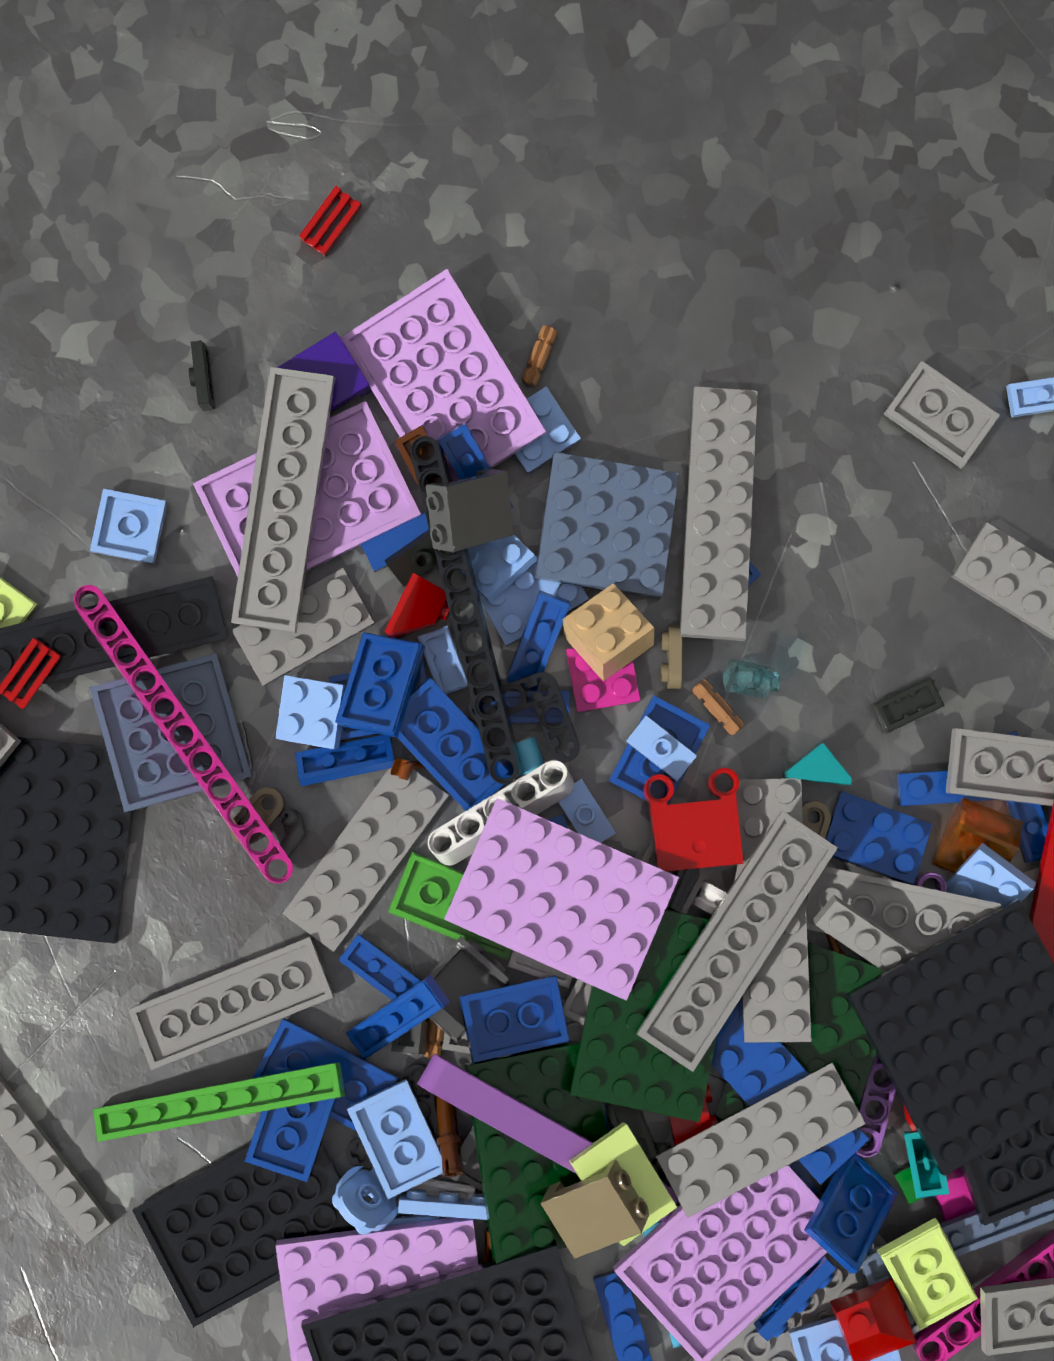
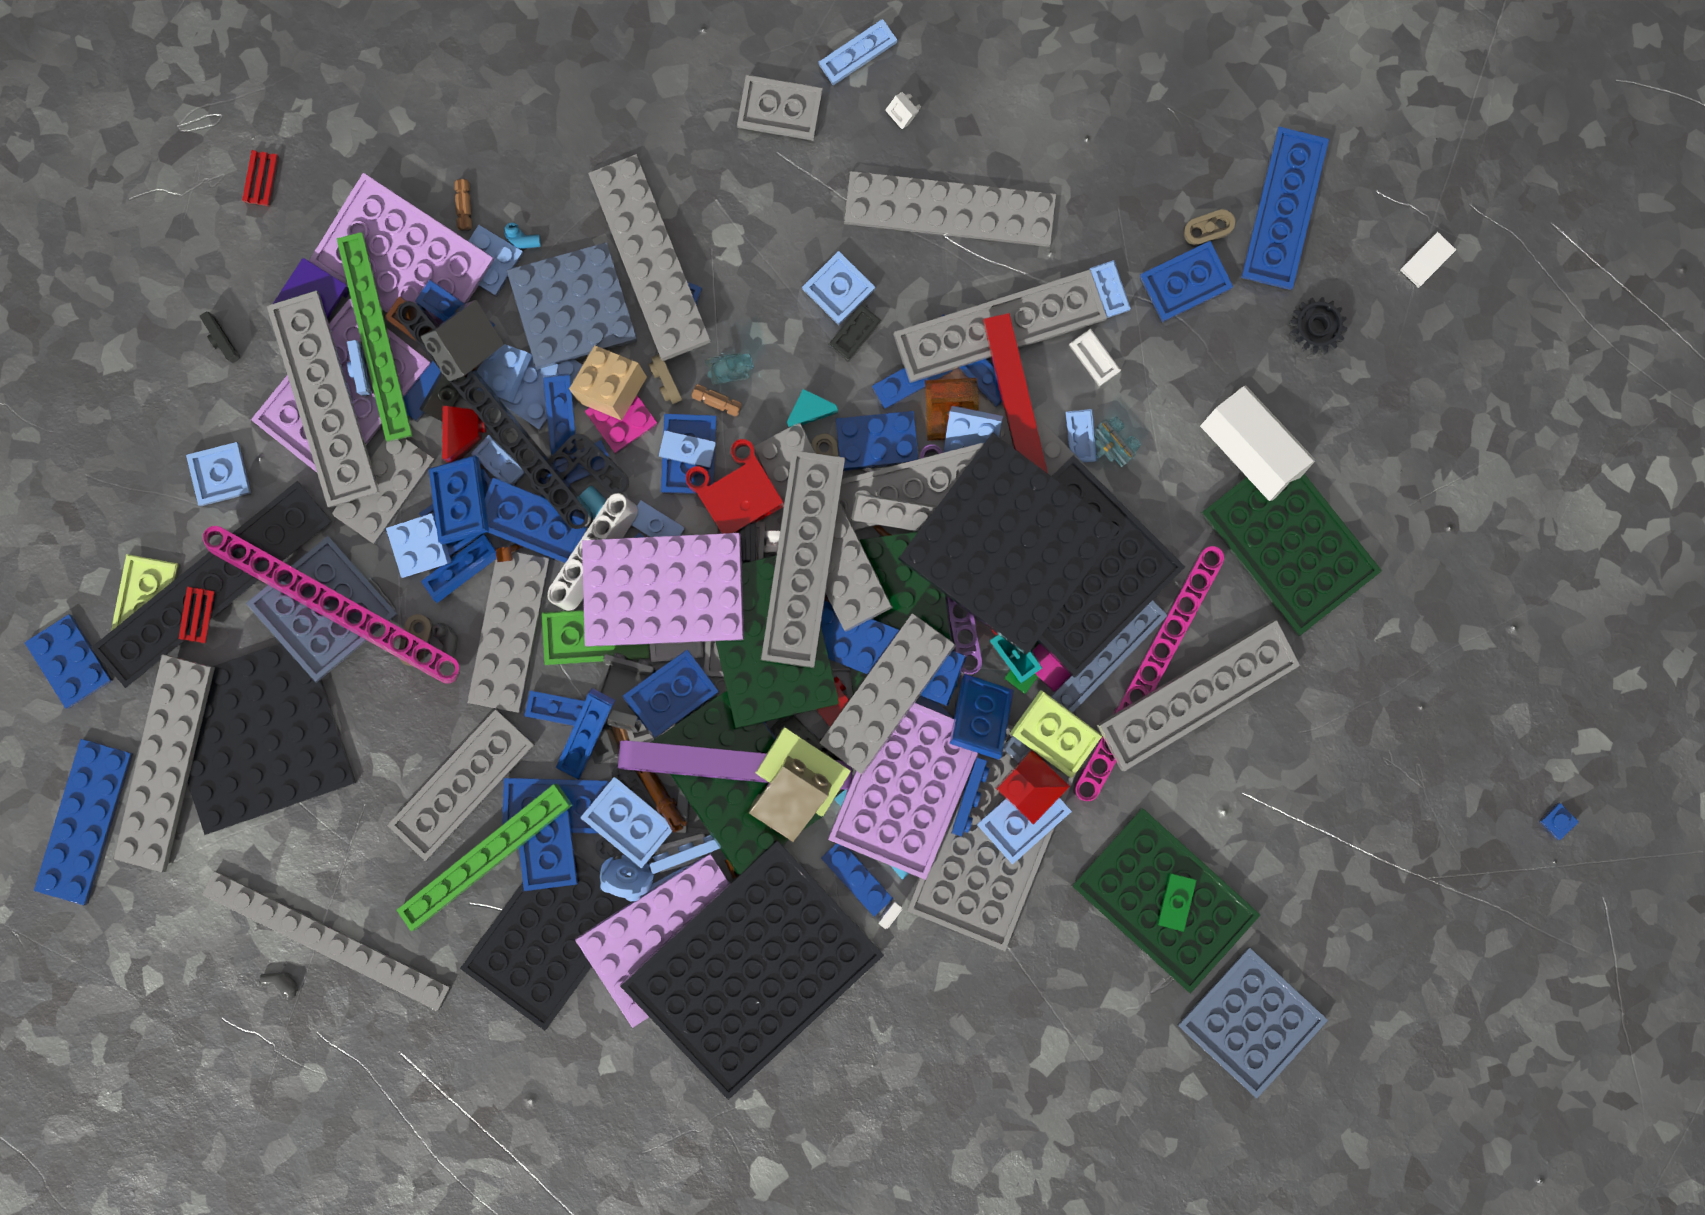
camera: 20 degrees left, 0 degrees up
(338, 483) = (358, 369): none -> light blue plate
(373, 457) = (374, 337): none -> bright green plate
(583, 423) = (519, 239): none -> dark azure arm
(913, 646) = (838, 288): none -> light blue plate

